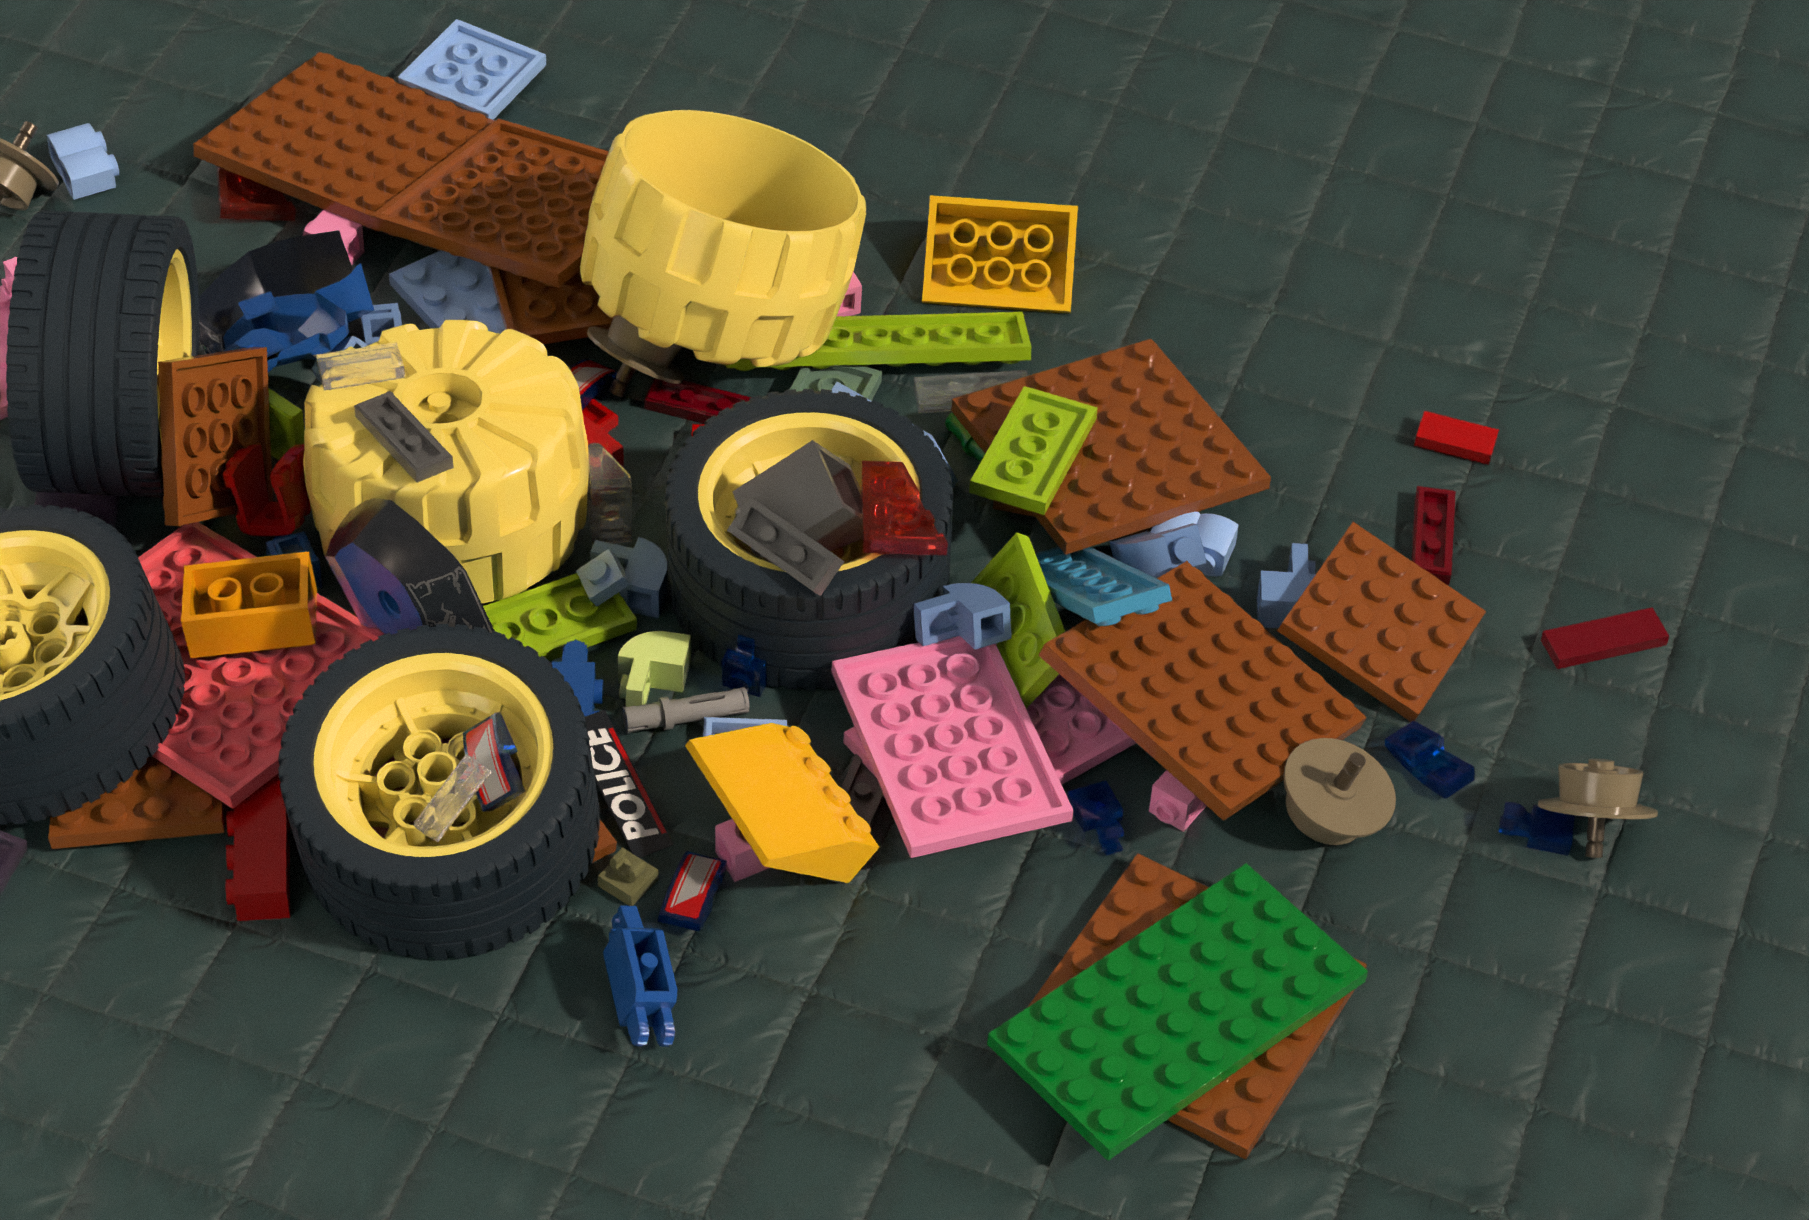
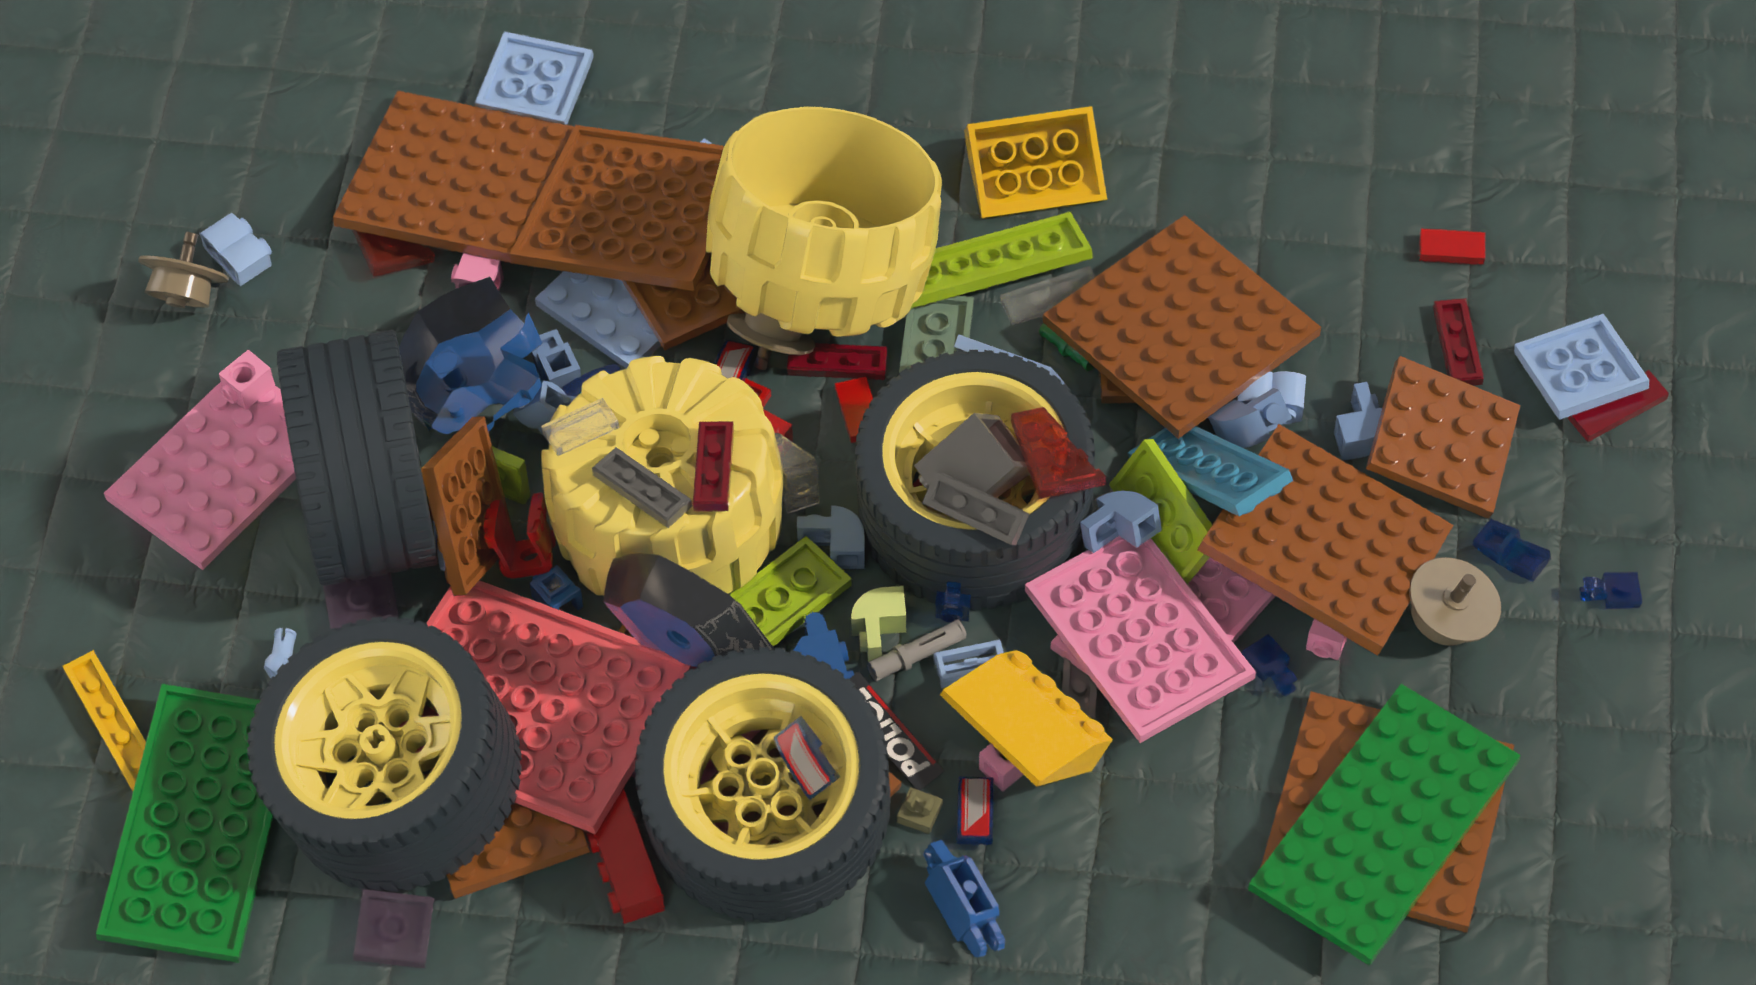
camera: 10 degrees left, 10 degrees up
(249, 605) = (547, 651): light orange brick -> none
(452, 798) = (786, 799): clear tile -> none
(493, 432) = (713, 466): none -> dark red tile
(603, 577) = (816, 550): plate -> none
(1033, 450) = (1129, 353): lime plate -> none
(1571, 585) = (1581, 366): none -> light blue plate
(1598, 792) = (1656, 558): dark tan piece -> none

